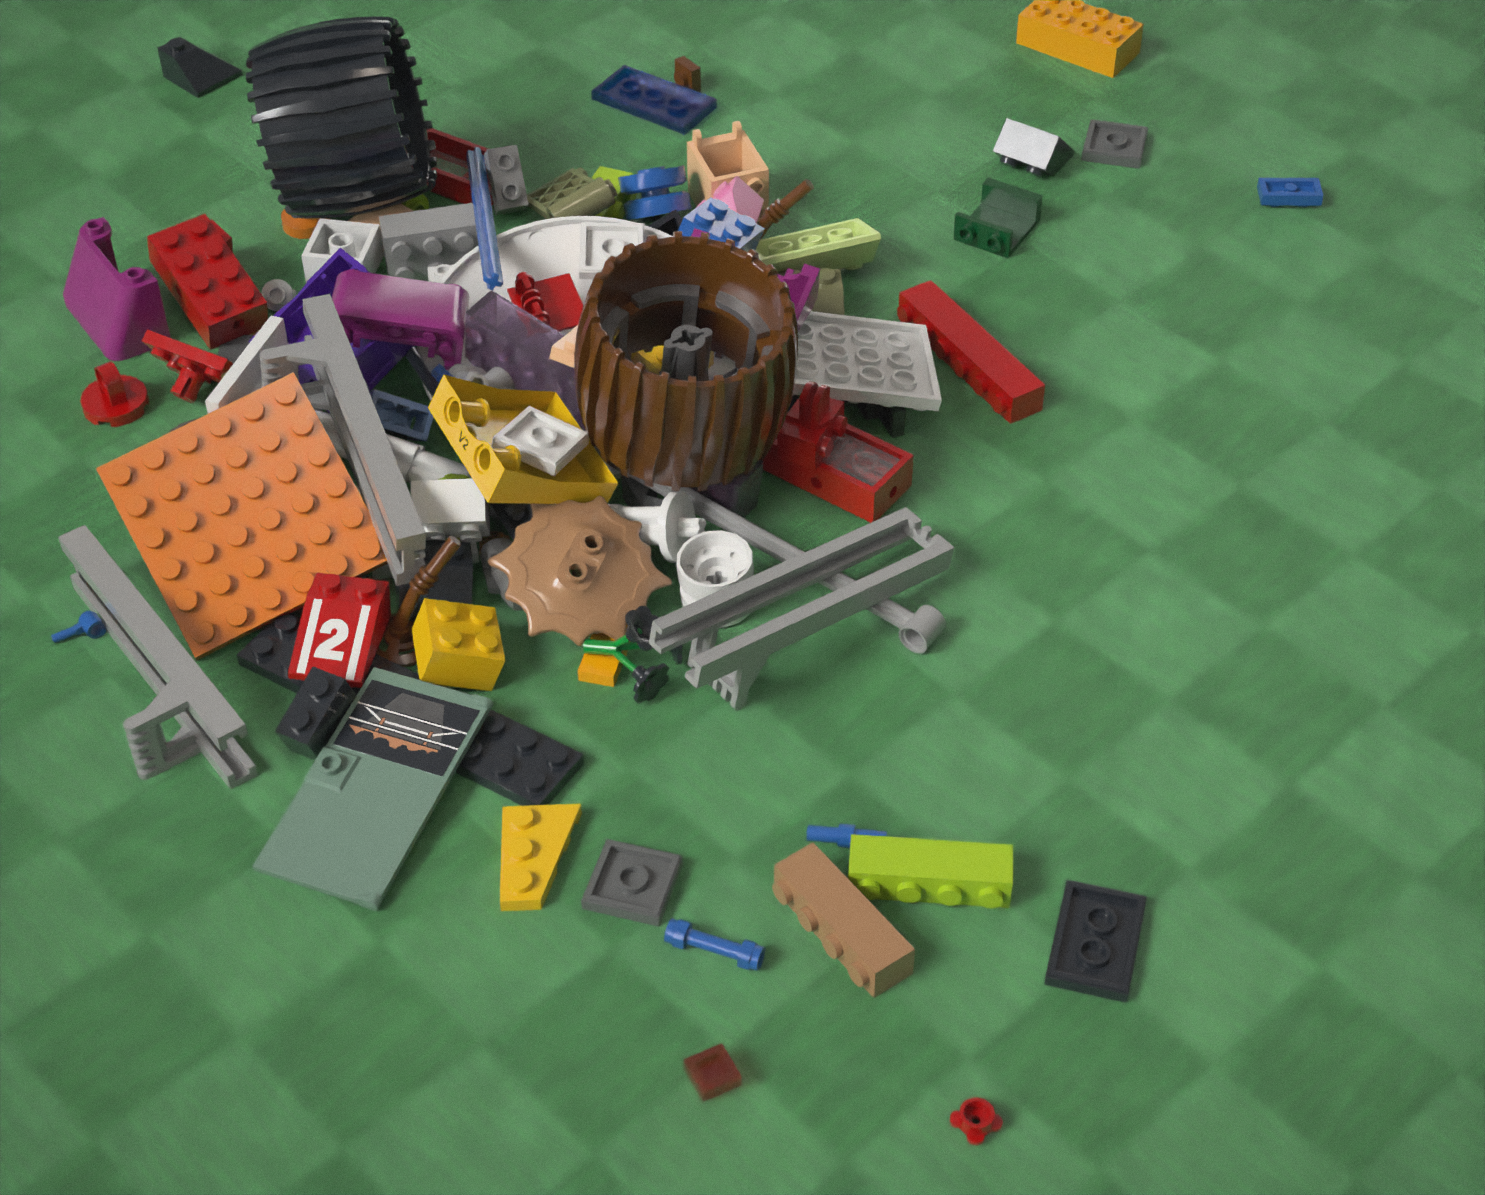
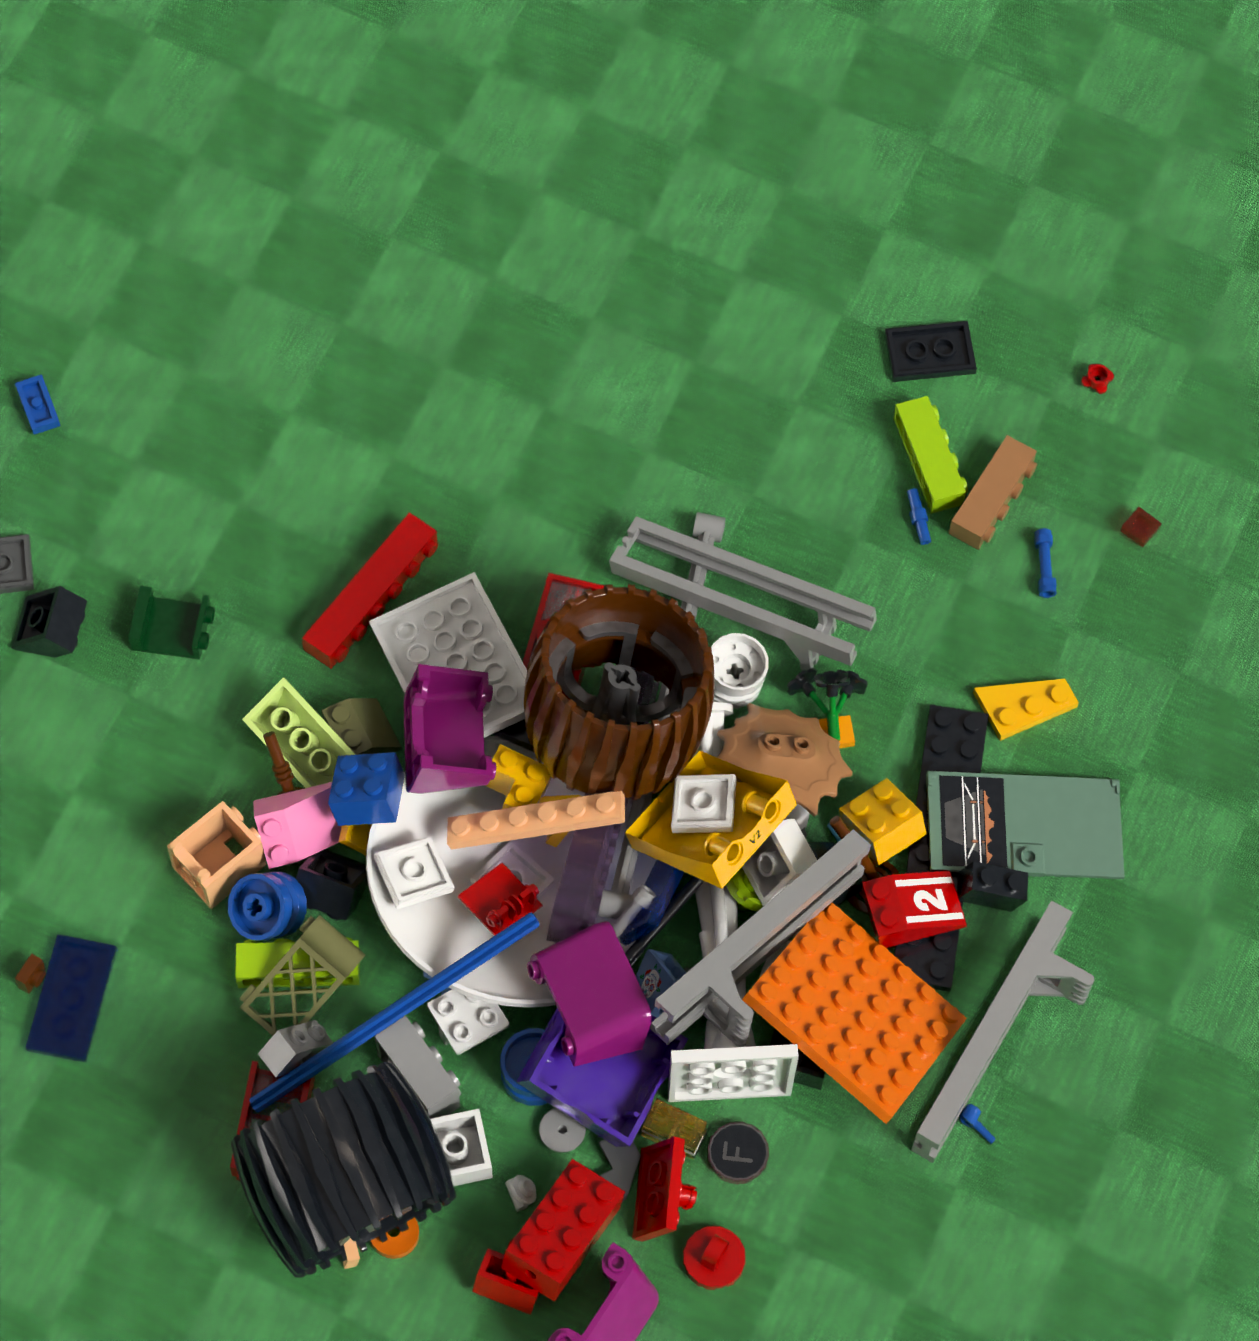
camera: 115 degrees left, 20 degrees up
(632, 882) = (1018, 633): dark grey tile -> none

